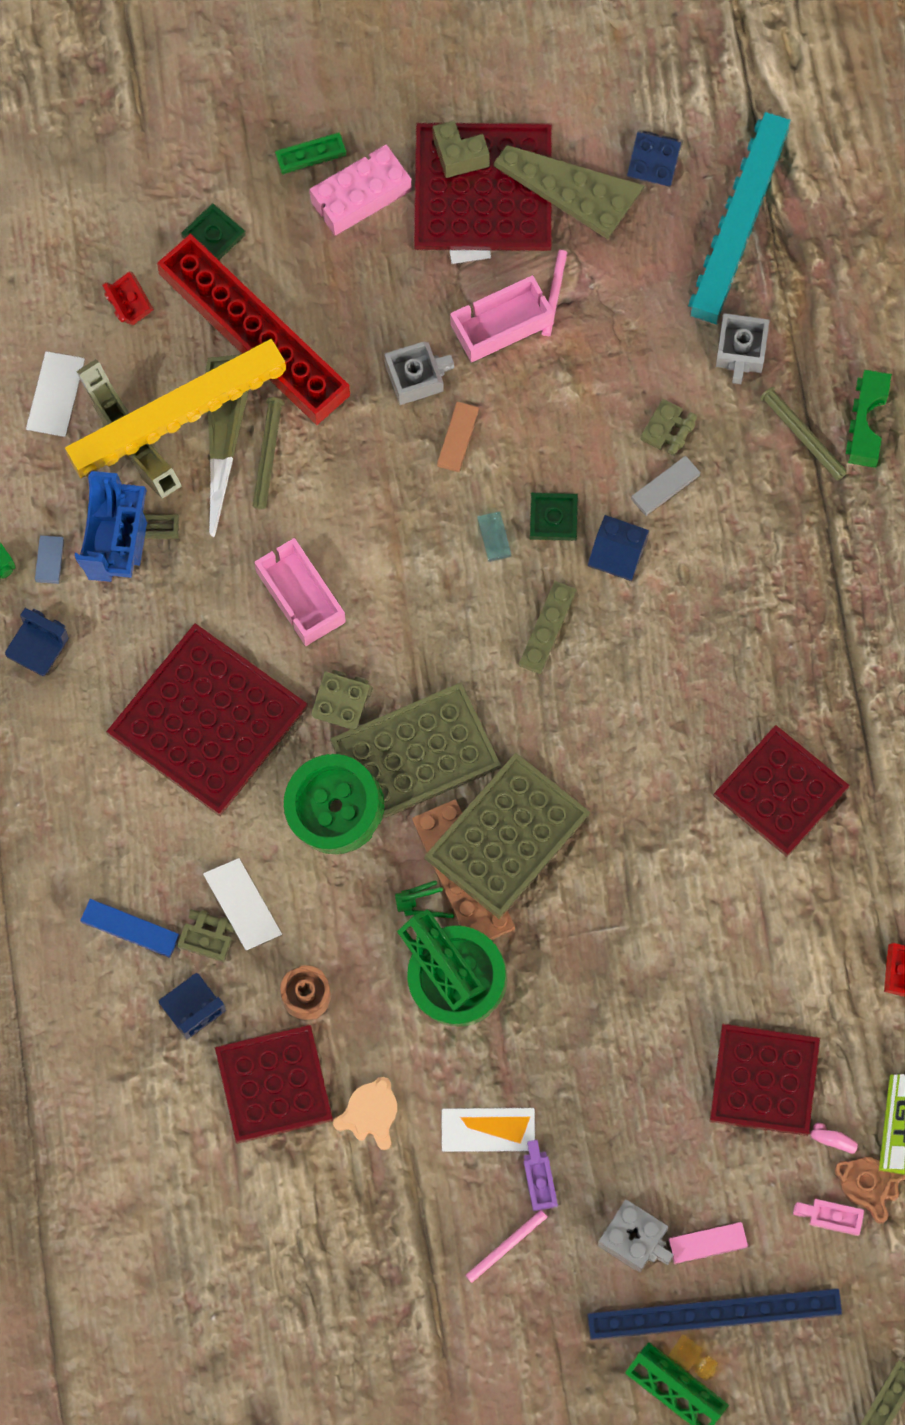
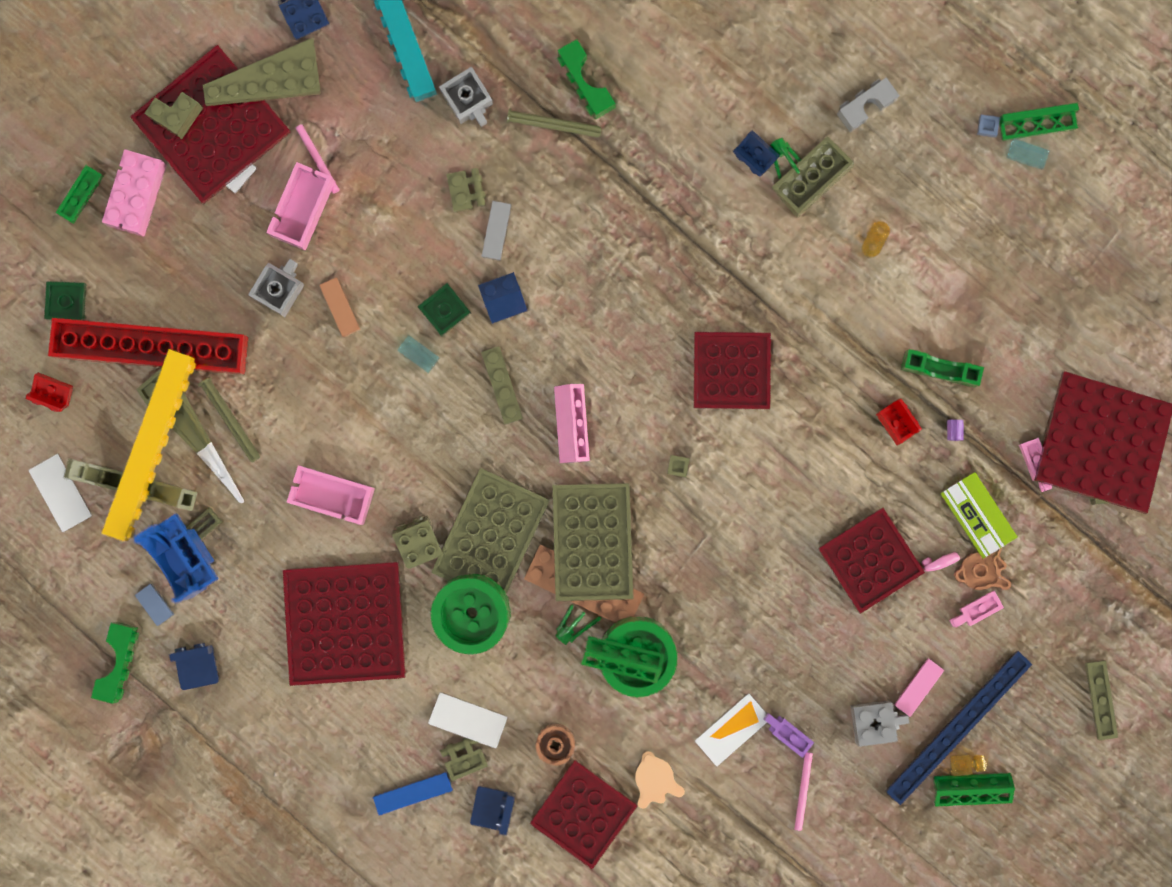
camera: 40 degrees left, 15 degrees up
(583, 711) = (571, 423): none -> bright pink brick
(651, 836) = (678, 466): none -> olive plate

